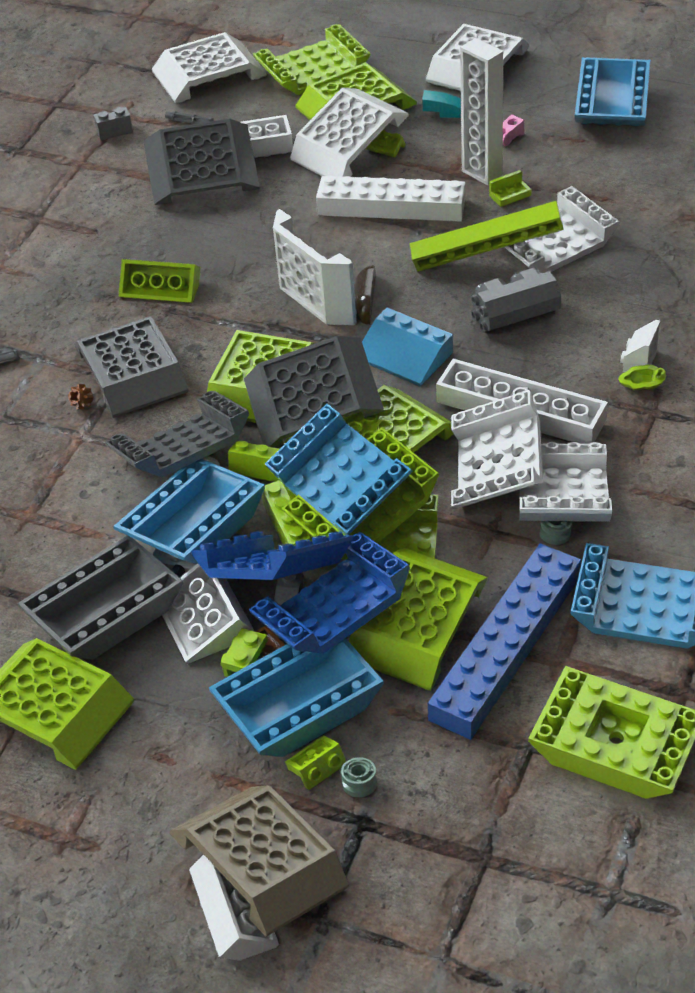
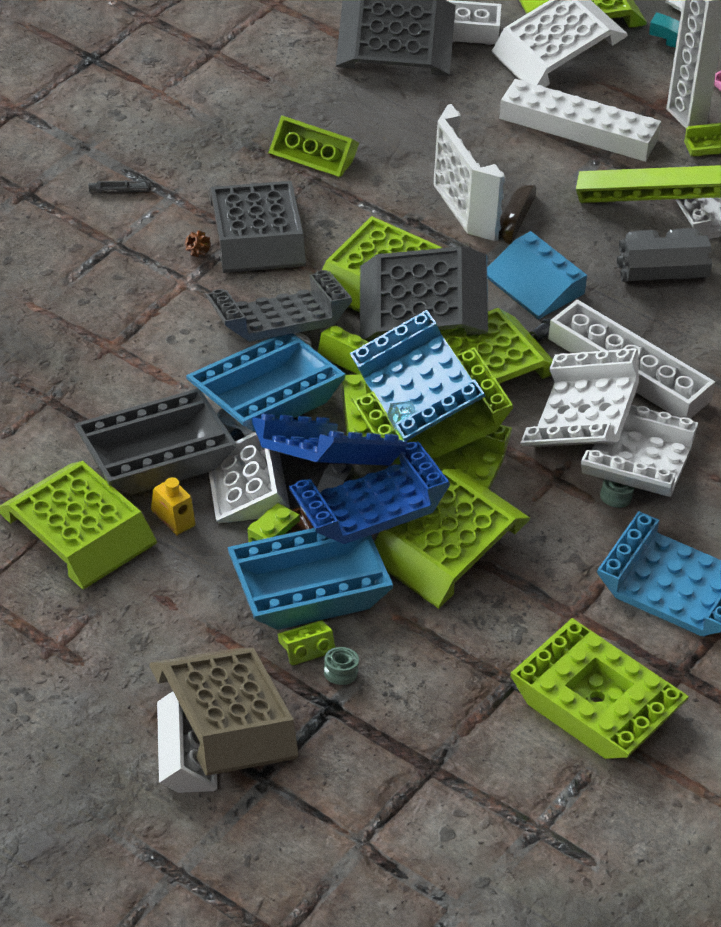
camera: 10 degrees right, 0 degrees up
(140, 659) = (173, 506): none -> yellow torso
(332, 508) = (399, 411): none -> clear light blue slope
(387, 143) = (597, 60): lime bracket -> none
(429, 395) = (541, 331): none -> black pin
(503, 641) = (525, 581): brick -> none

